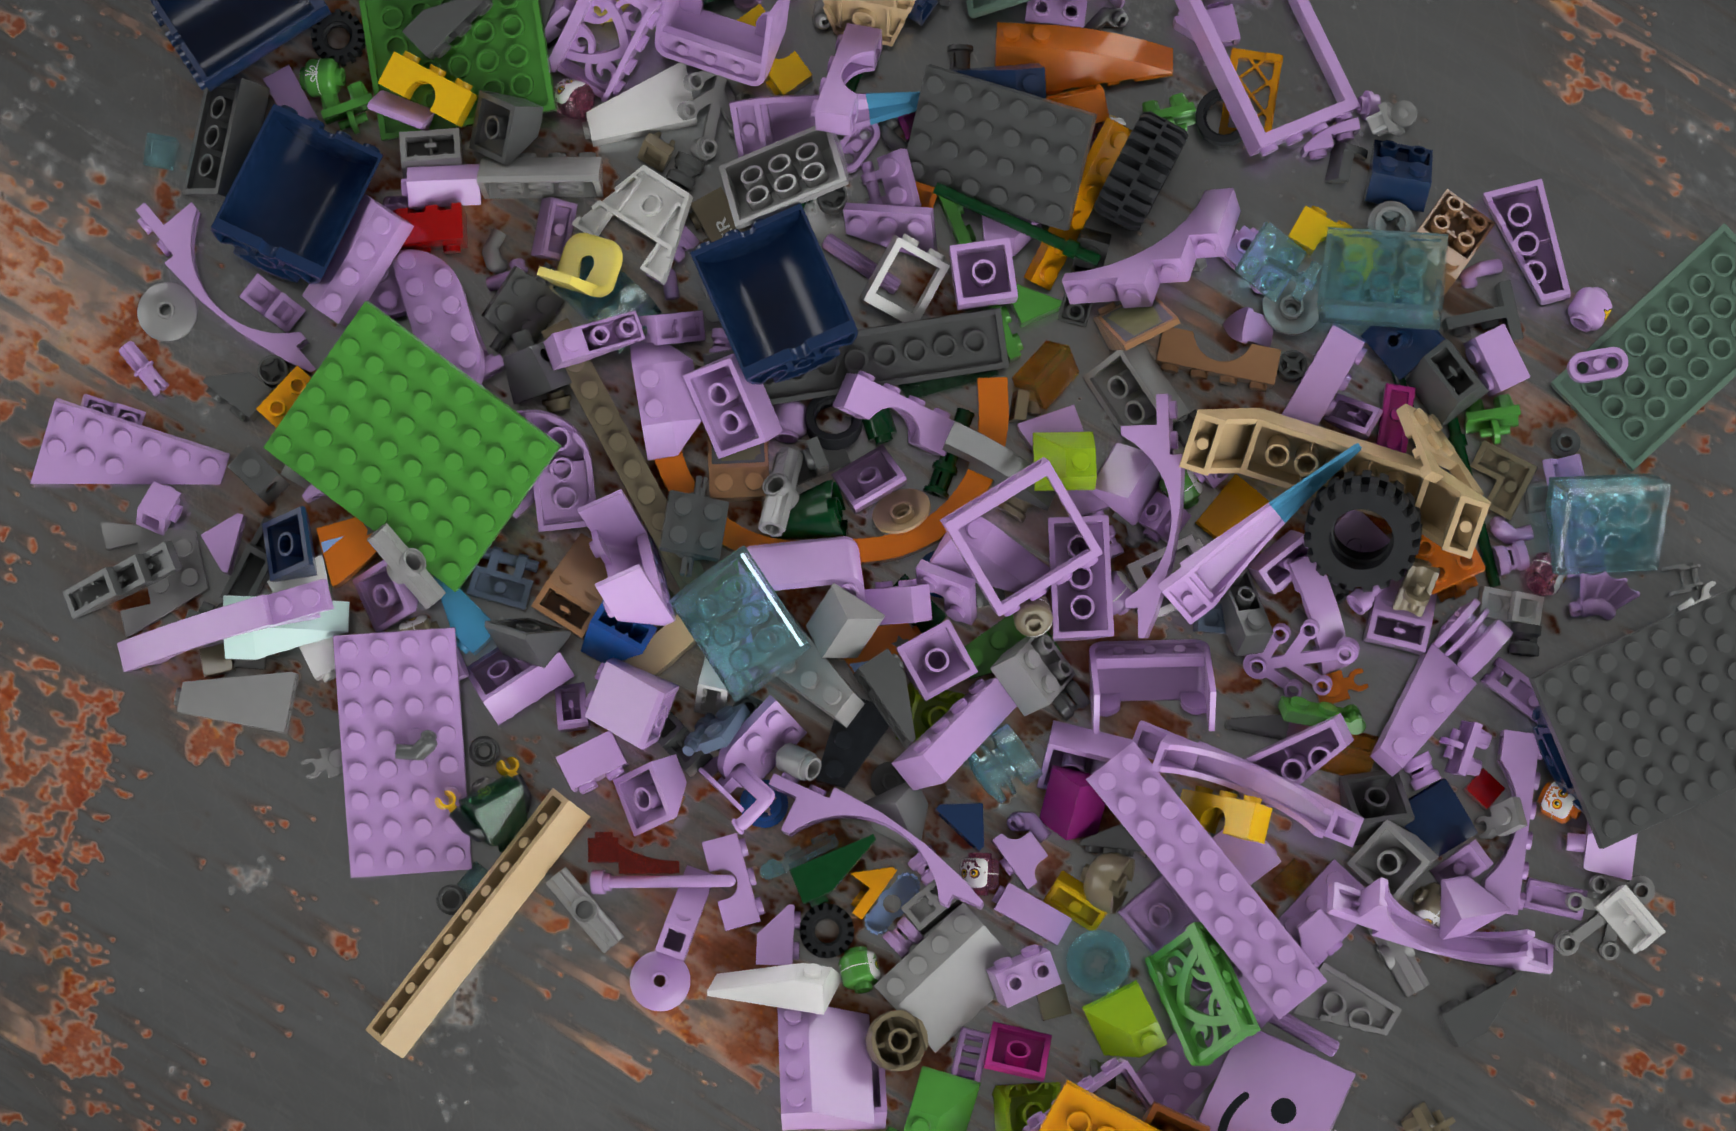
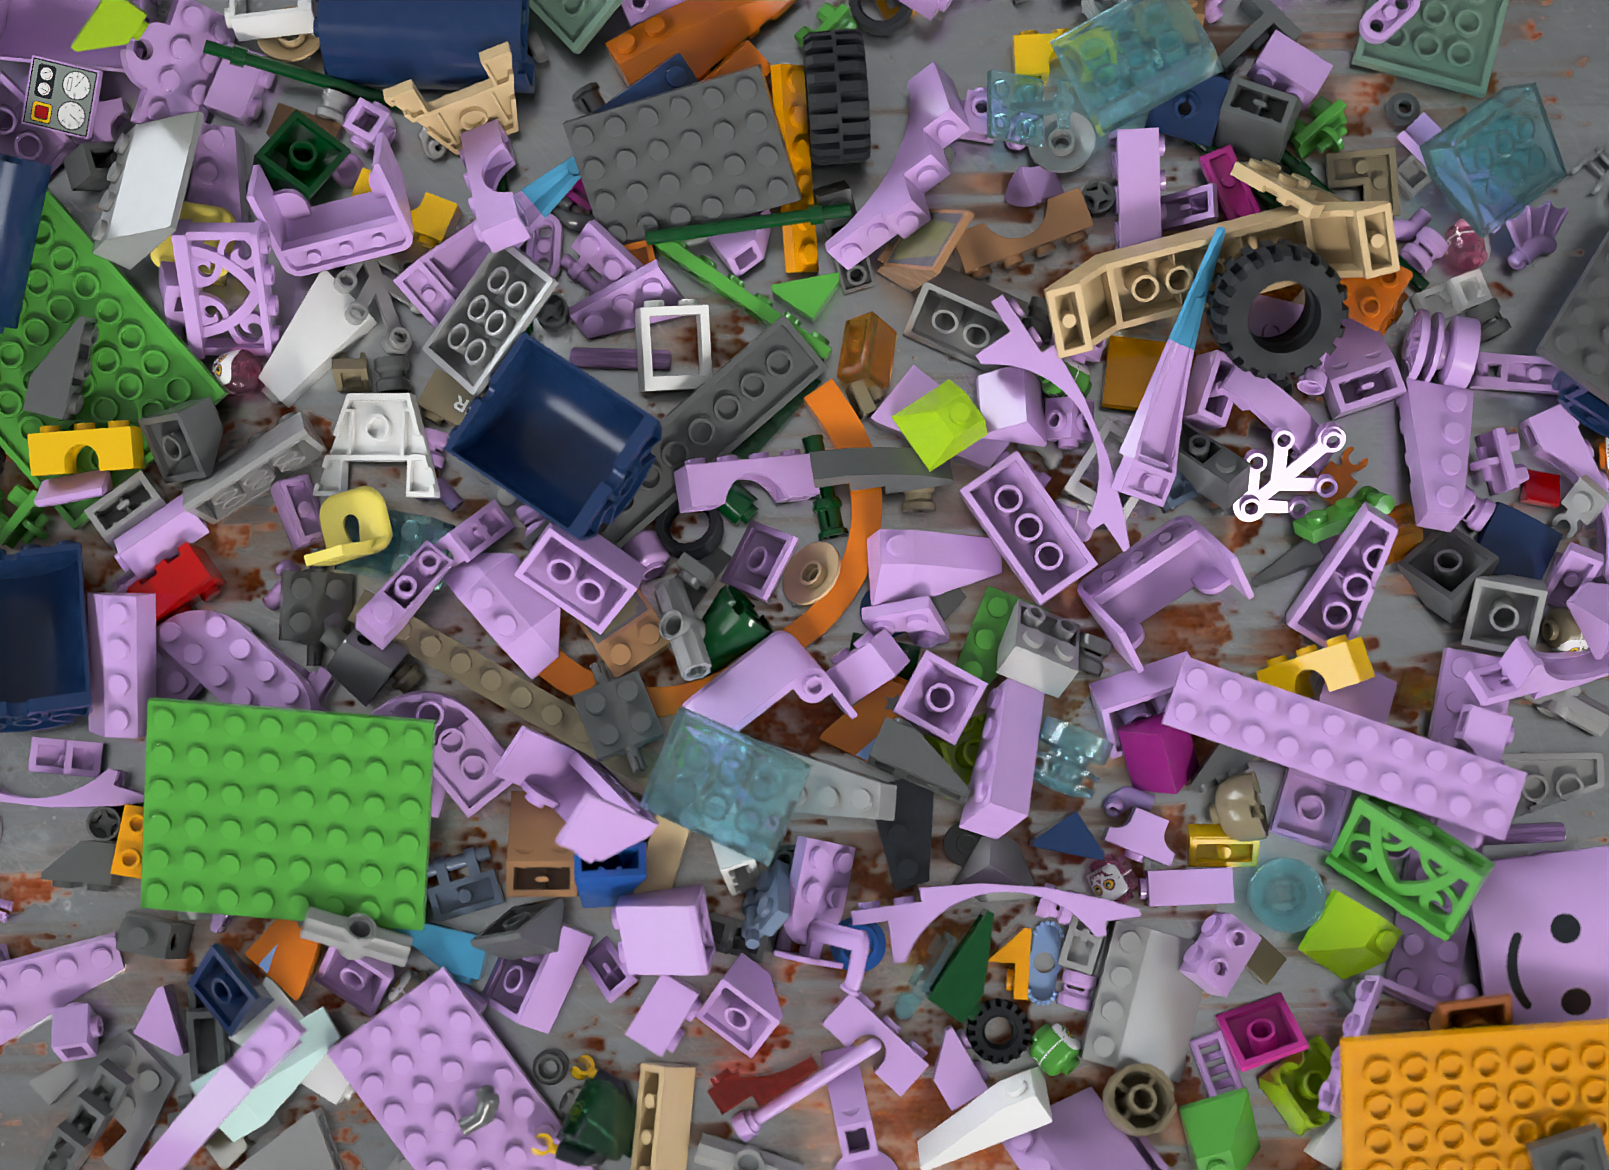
camera: 25 degrees left, 0 degrees up
(491, 253) = (252, 572): light grey arm -> none
(798, 762) = (867, 884): light grey brick -> none
(842, 624) = (826, 721): light grey slope -> none
(983, 274) = (746, 291): lavender brick -> none
(997, 496) = (899, 500): lavender window -> none
(1034, 617) = (1004, 594): dark tan head -> none
(1206, 762) = (1266, 631): lavender slope -> none
(1416, 587) = (1362, 335): dark tan hips -> none

